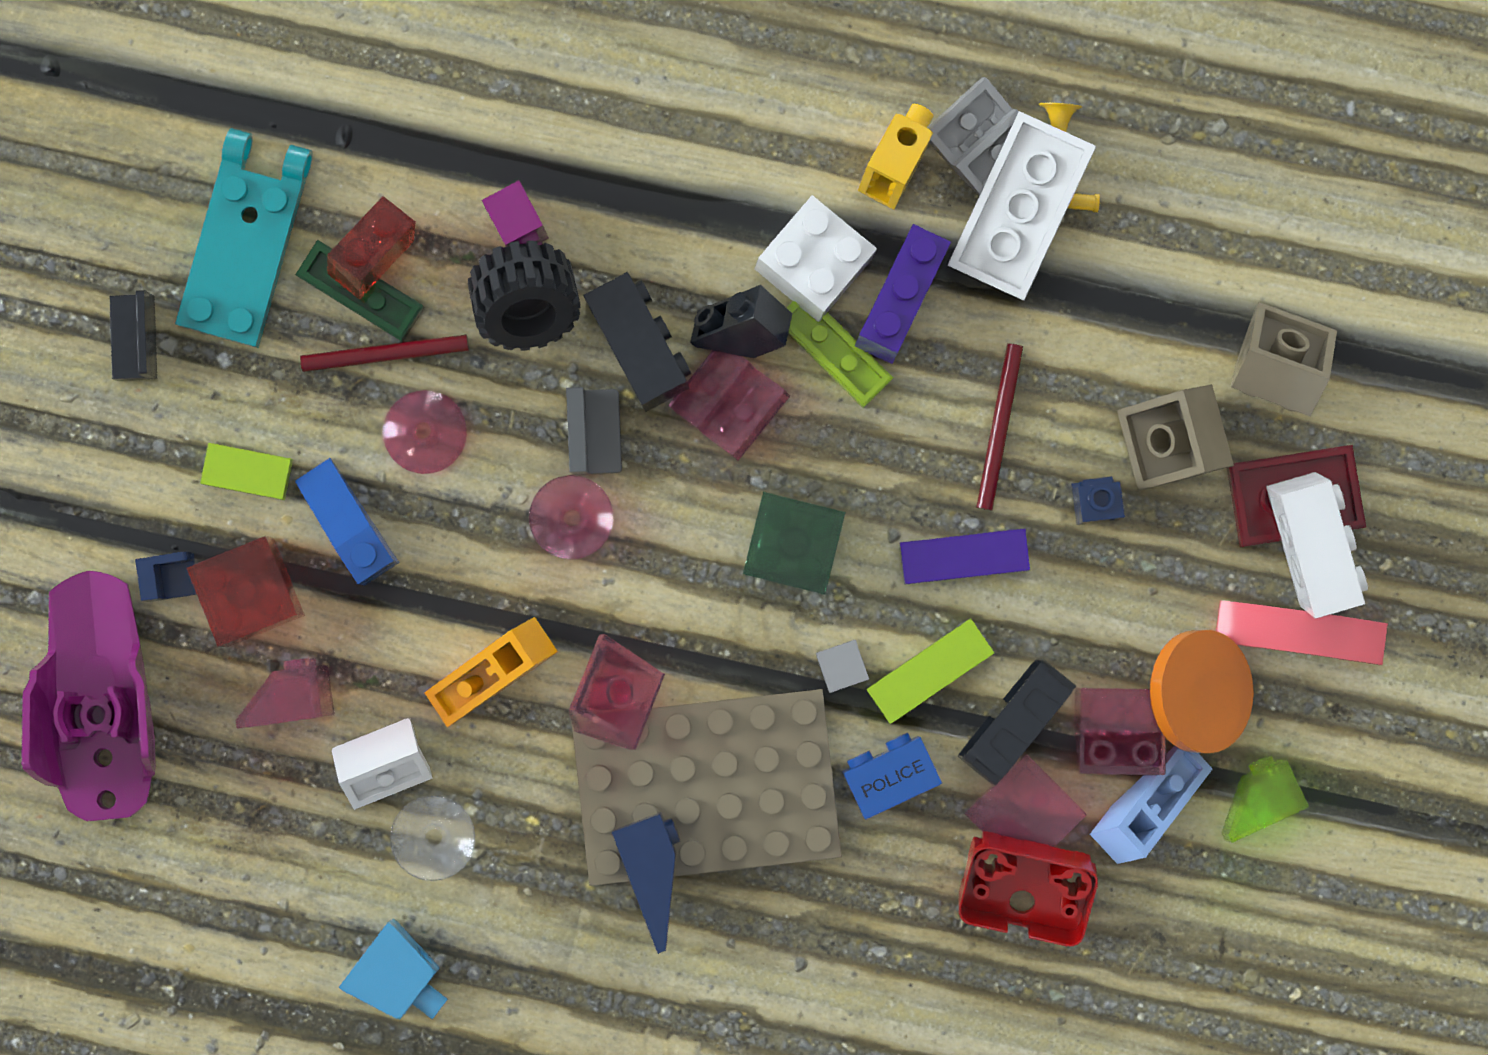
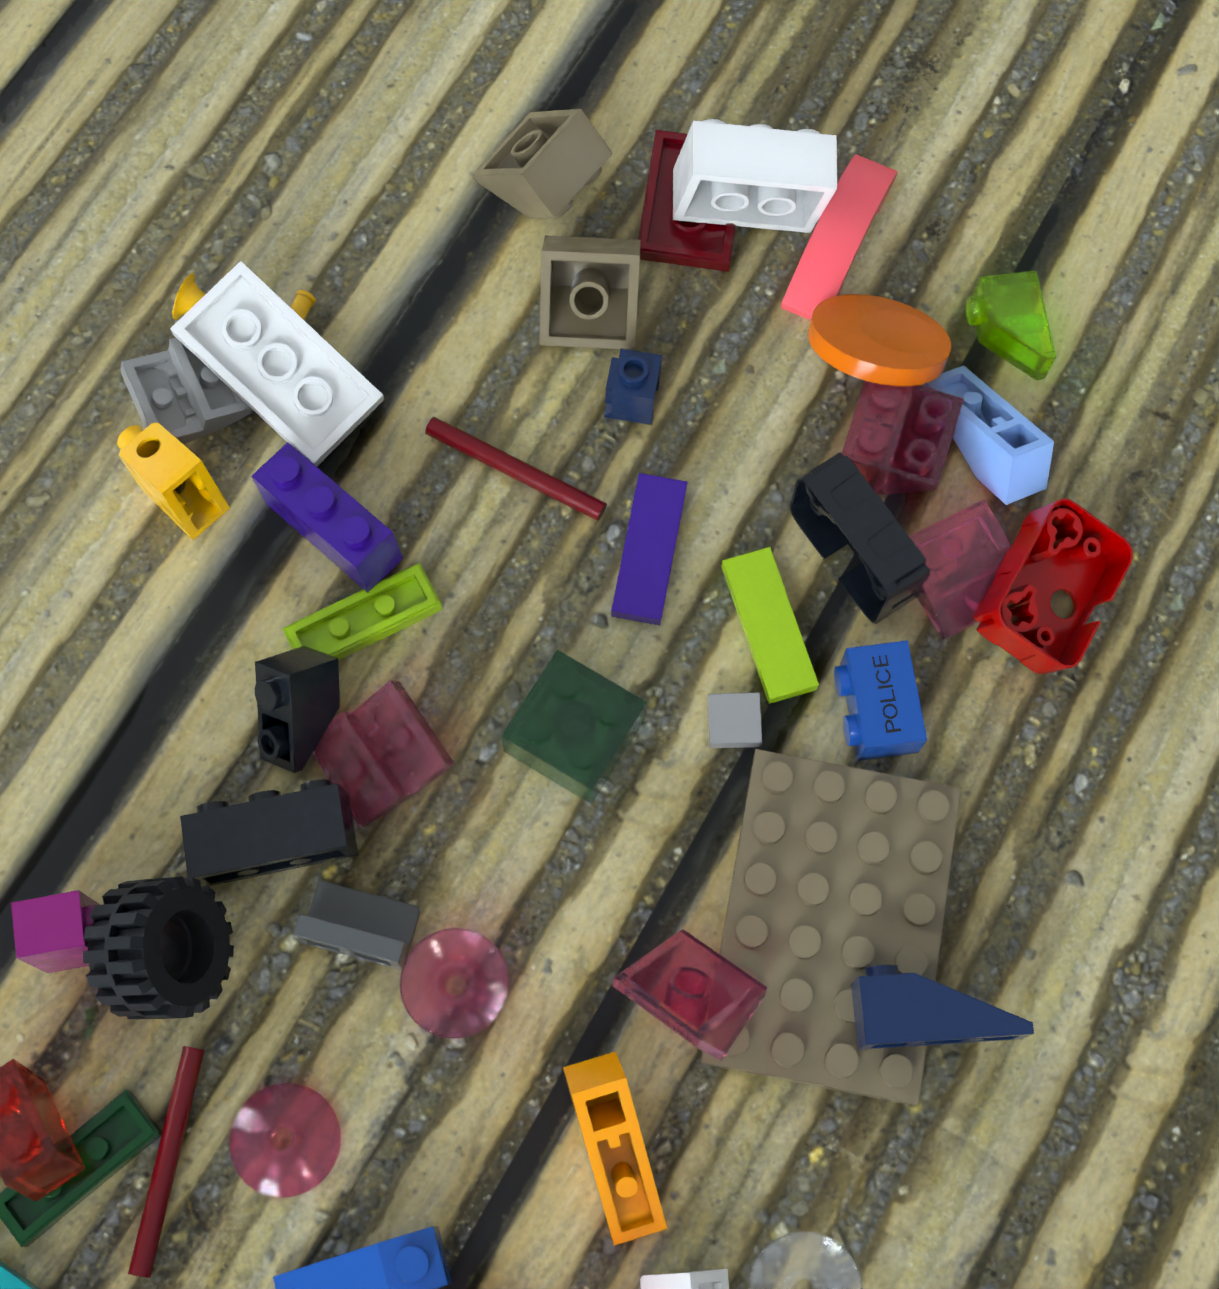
camera: 75 degrees left, 15 degrees down
(815, 258) = (250, 599): white brick -> none

